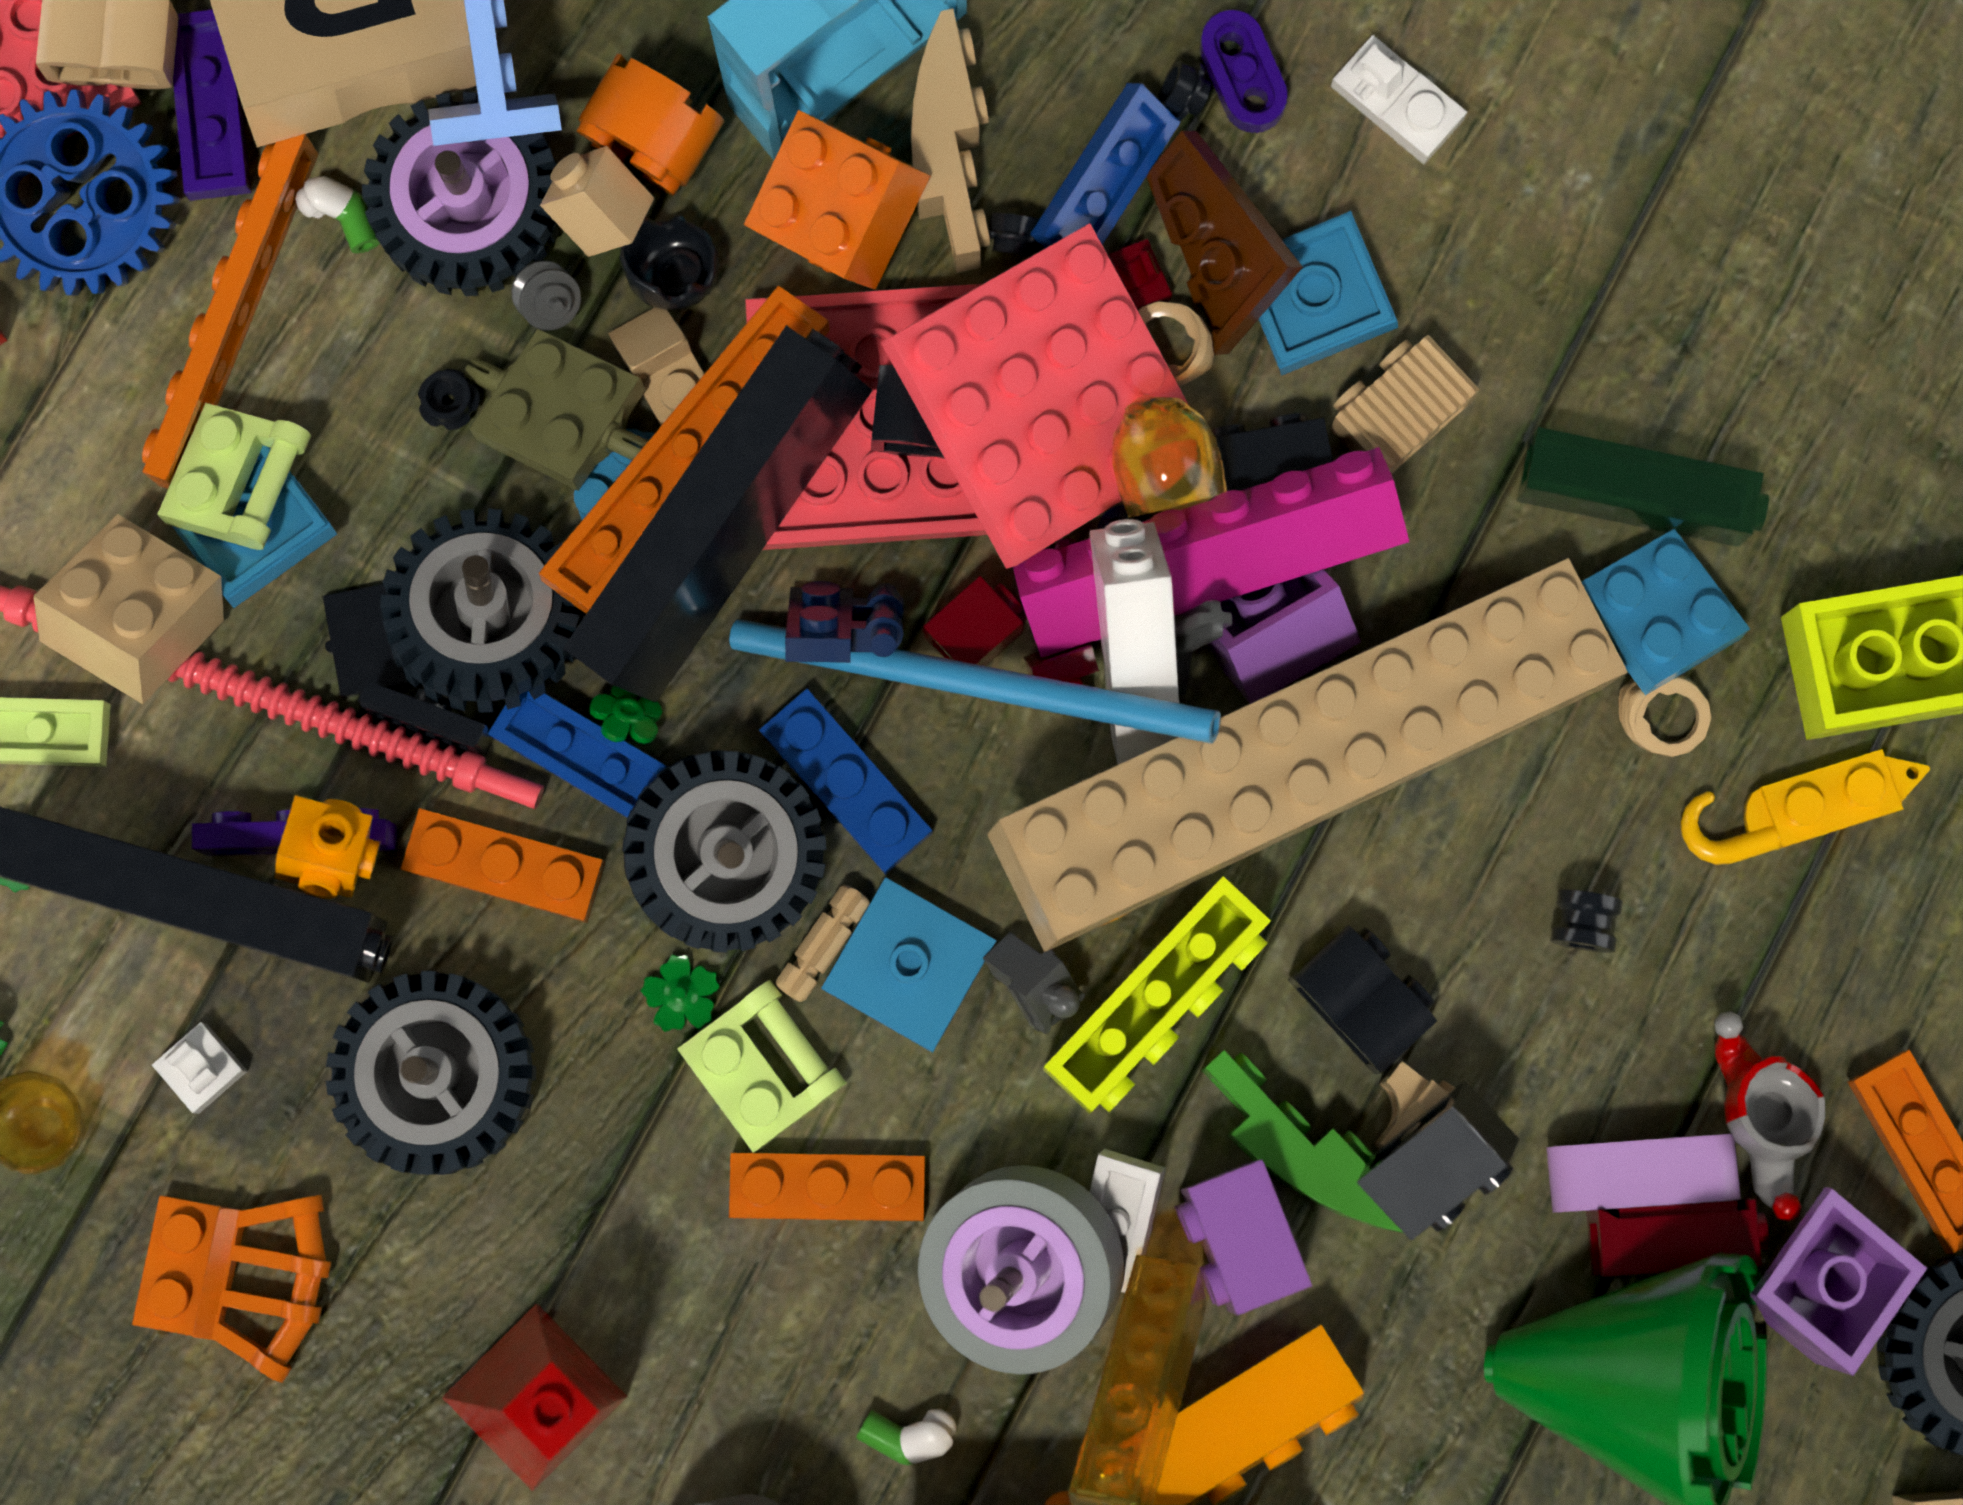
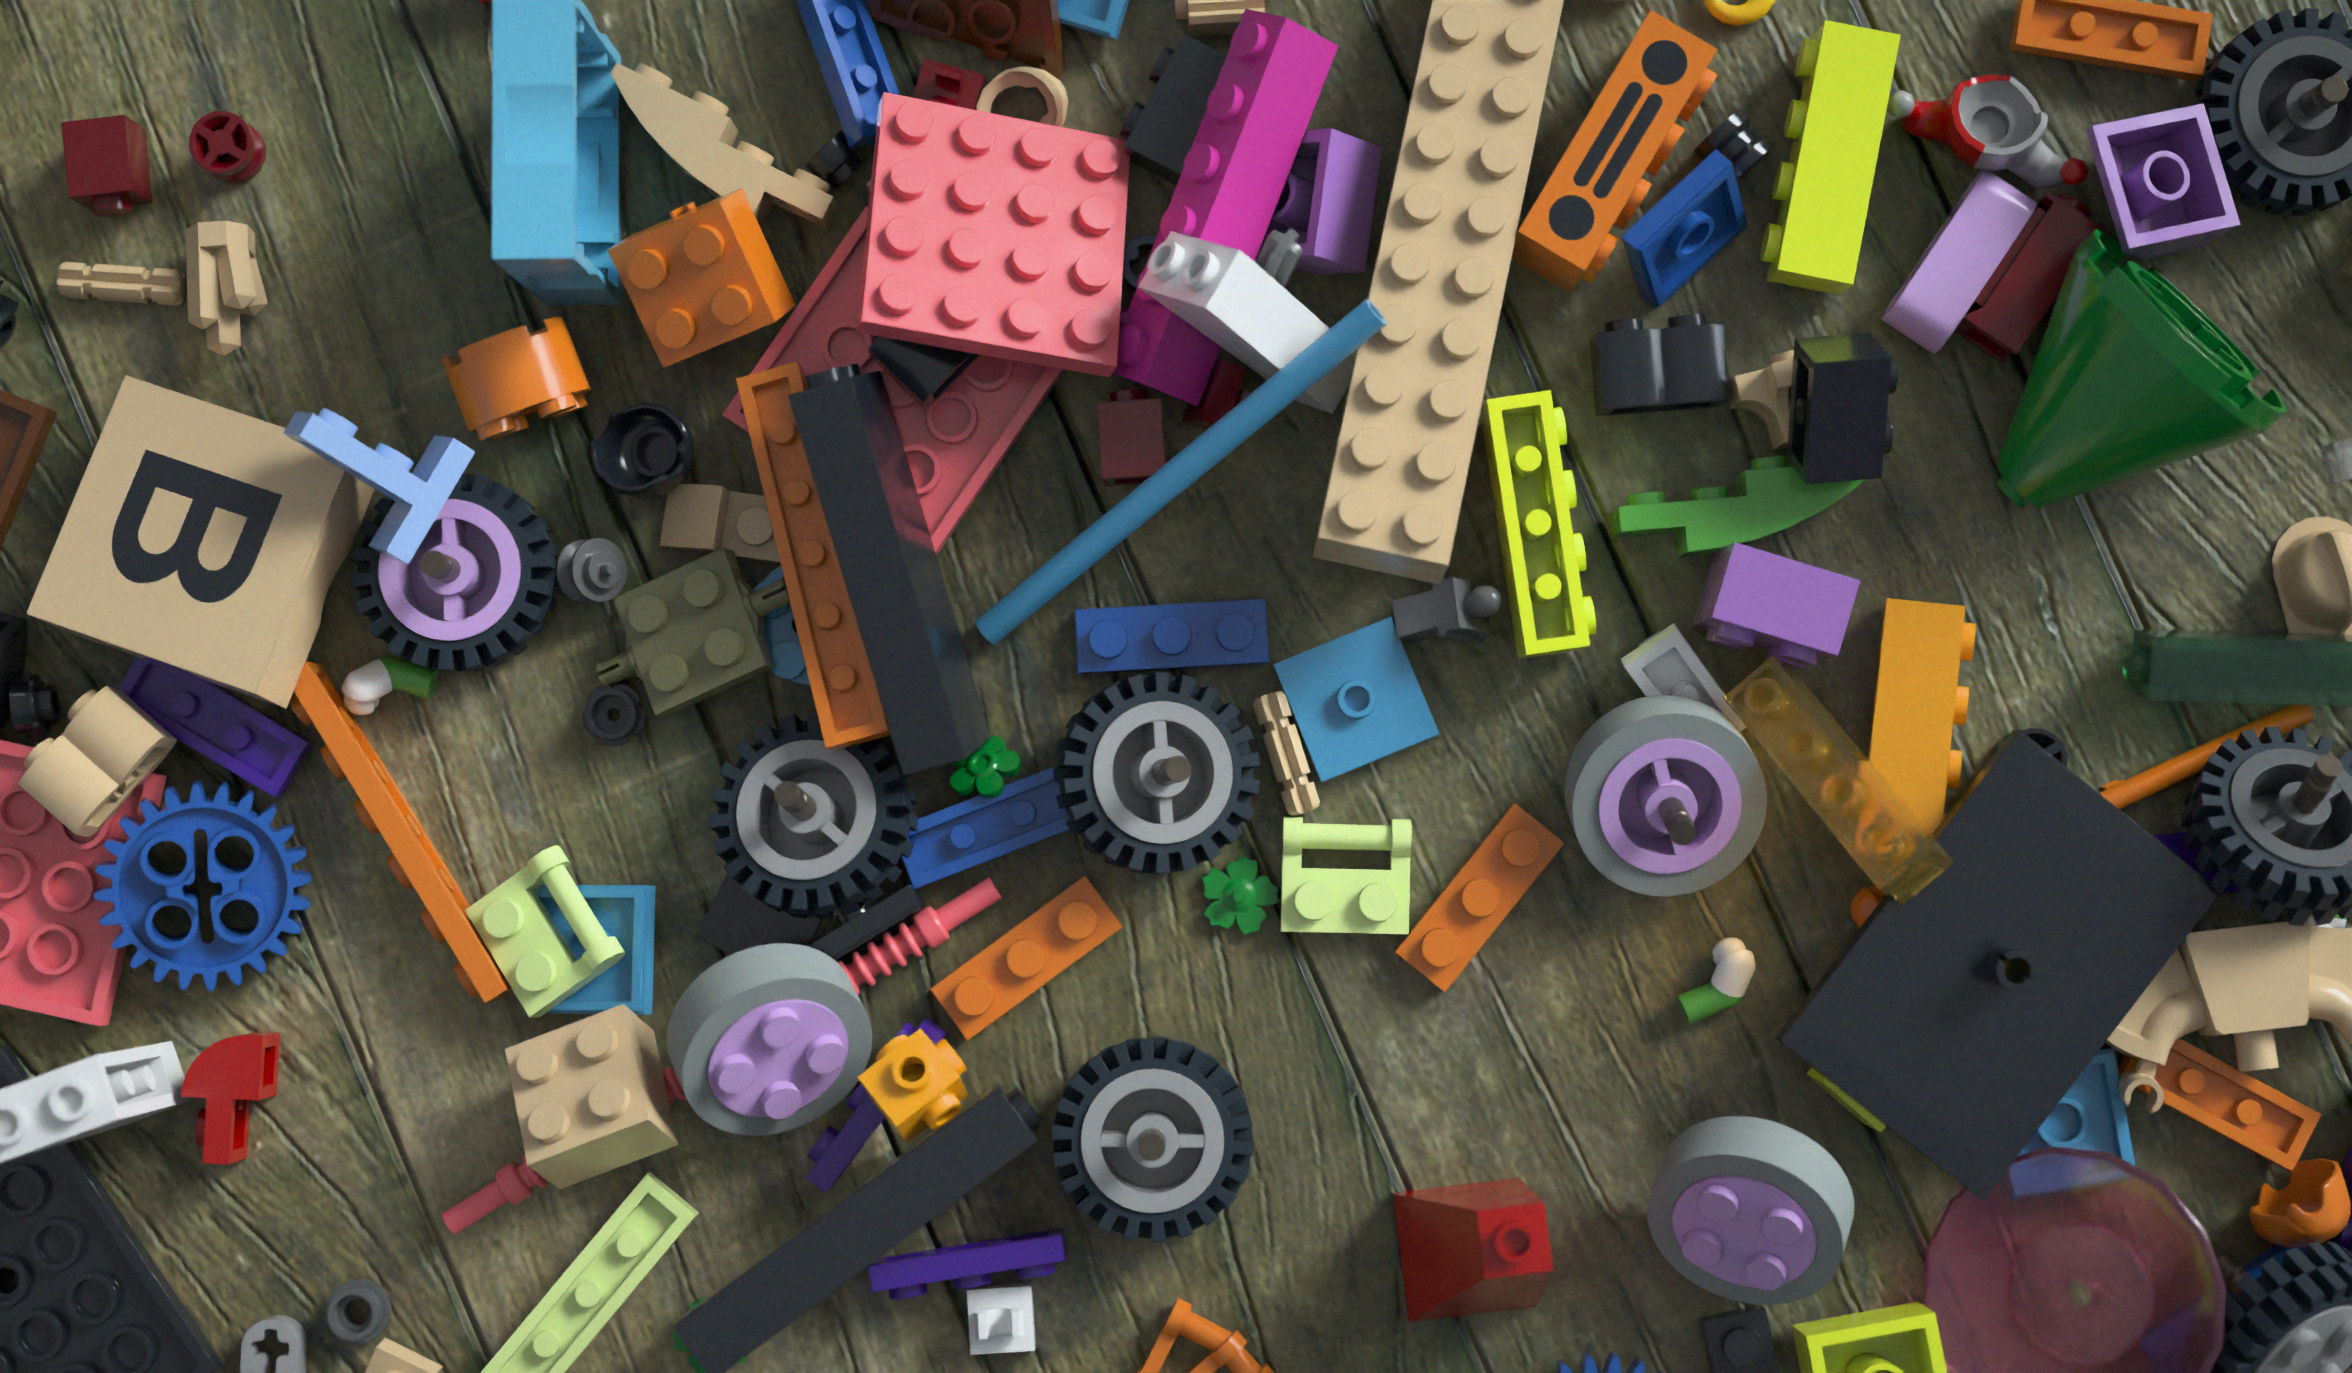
camera: 50 degrees left, 5 degrees up
(222, 1006) = (968, 1263): none -> dark purple plate
(277, 708) = (769, 1039): none -> wheel
(596, 201) = (550, 469): tan brick -> none
(830, 623) = (1046, 550): dark blue plate -> none
(1165, 457) = (1124, 182): clear yellow piece -> none
(1487, 930) = (1685, 229): none -> blue tile
(1501, 822) = (1618, 141): none -> orange brick
(1642, 1003) = (1831, 157): none -> neon yellow brick

